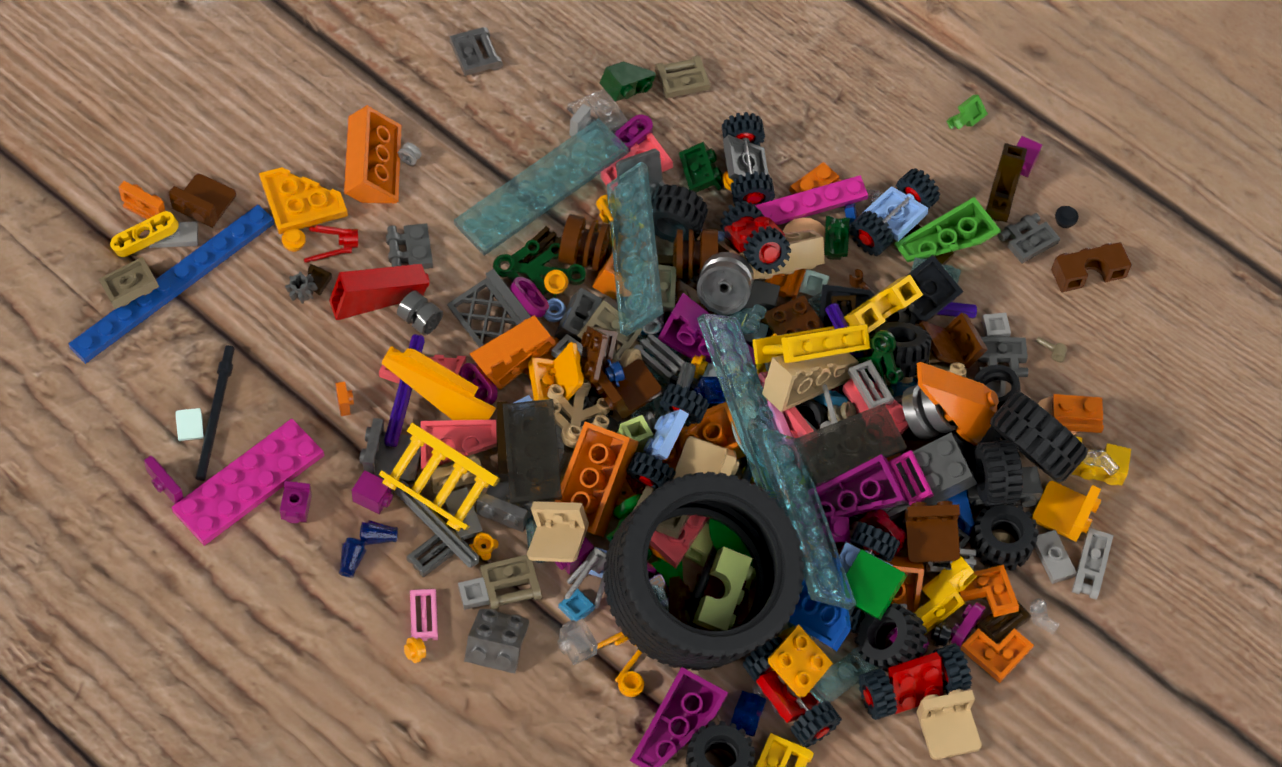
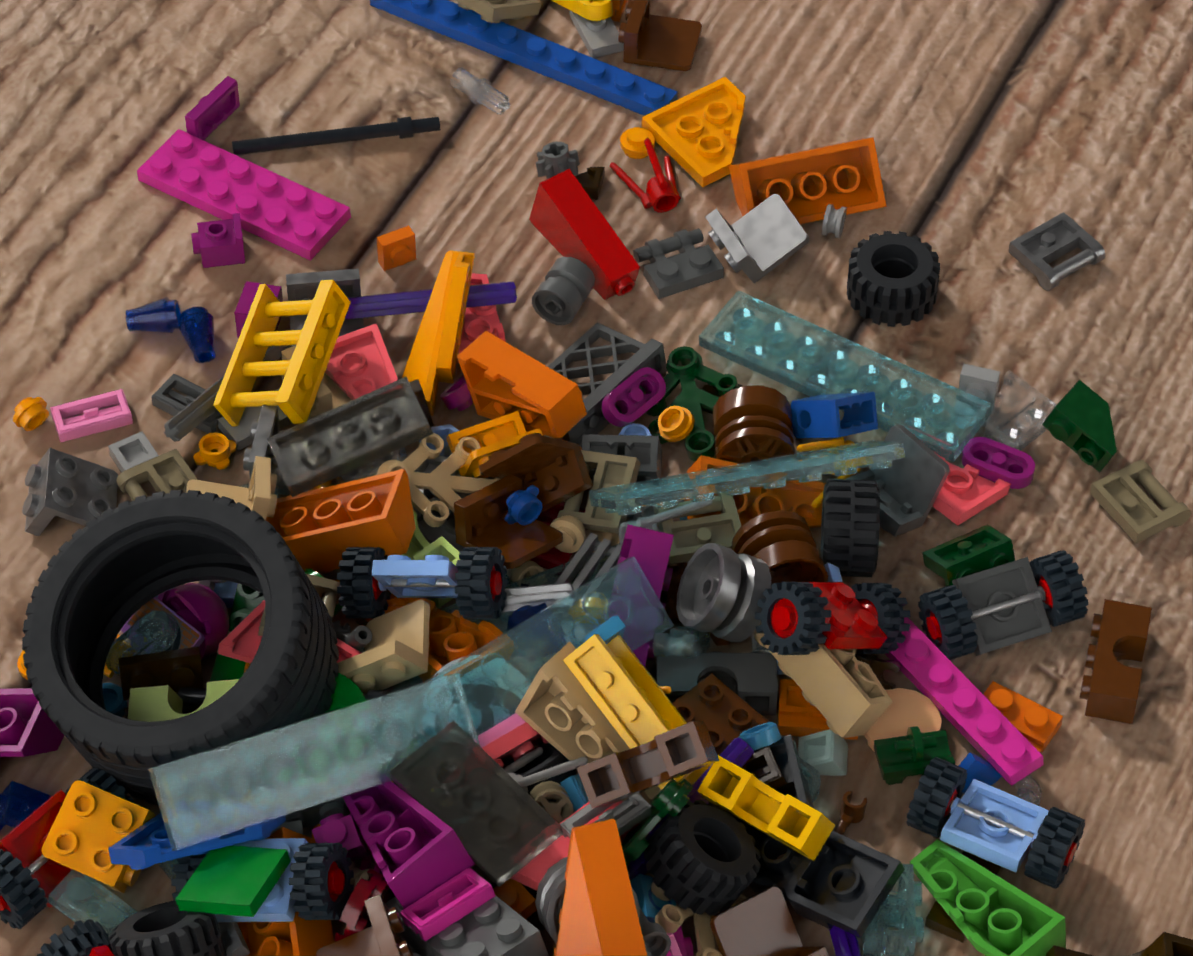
camera: 80 degrees right, 10 degrees down
(189, 424) = (308, 115): light aqua slope -> none
(210, 315) = (480, 91): none -> clear axle
(414, 193) = (759, 238): none -> flat silver bracket
(478, 122) = (893, 278): none -> black tyre
(581, 198) = (820, 415): none -> blue torso
(751, 348) = (608, 629): none -> dark azure tile
(808, 134) = (1113, 686): none -> reddish brown arch
(819, 300) = (761, 735): none -> dark azure tile
(867, 324) = (648, 765): none -> reddish brown arch

